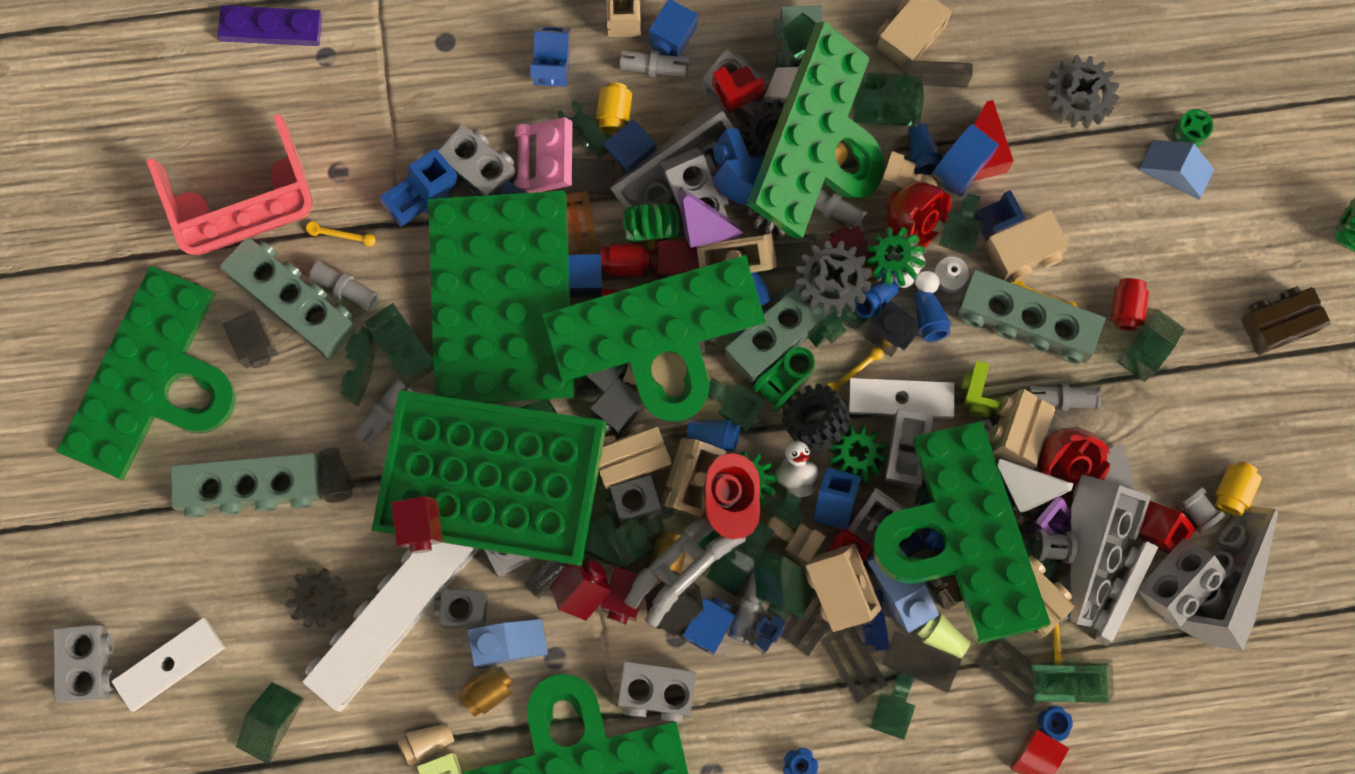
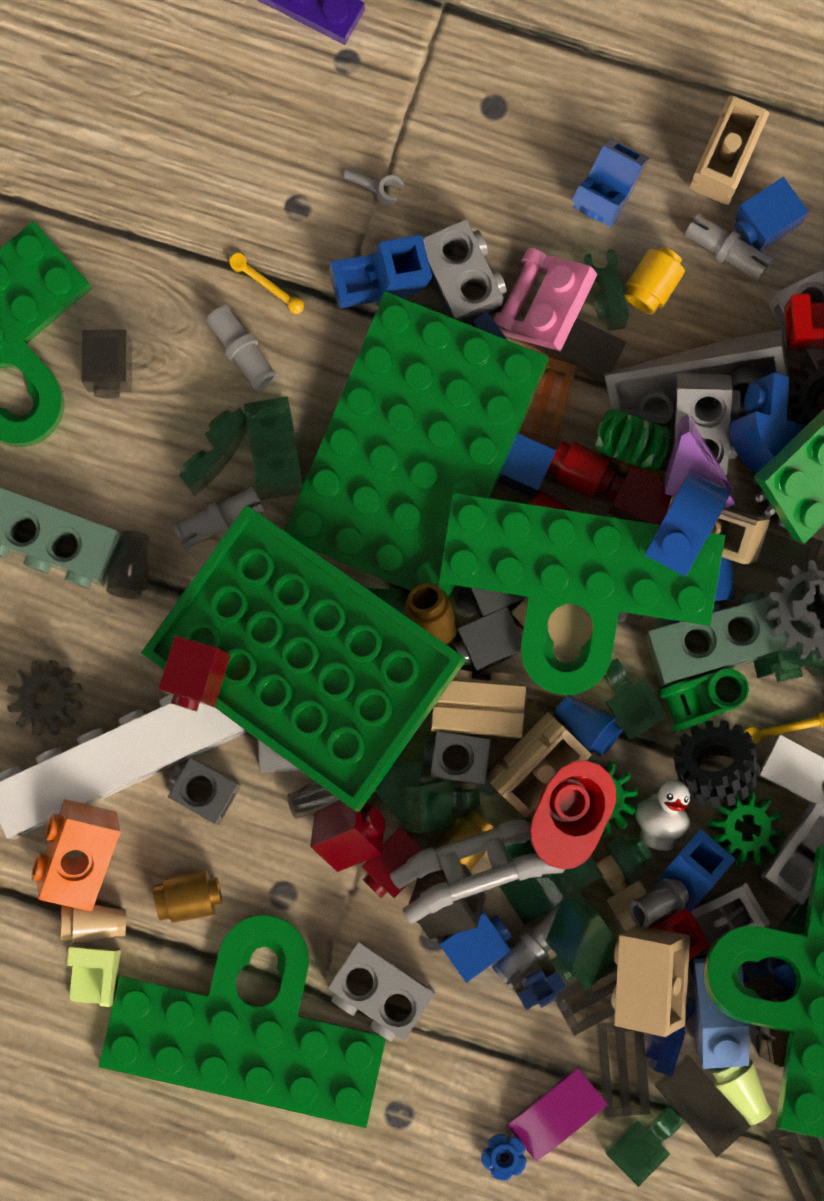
camera: 30 degrees right, 5 degrees up
(203, 231) = (110, 210): coral windscreen -> none
(244, 268) = (137, 274): sand green brick -> none
(388, 131) = (376, 185): none -> light grey hand
(402, 715) = (79, 879): none -> orange brick
(507, 642) = (236, 853): medium blue slope -> none
(566, 401) = (432, 611): none -> pearl gold brick
(630, 146) = (652, 335): dark blue panel -> none
(716, 257) = (688, 522): none -> blue brick
(823, 716) = (557, 1114): none -> magenta slope
(826, 525) = (666, 898): none -> dark grey pin

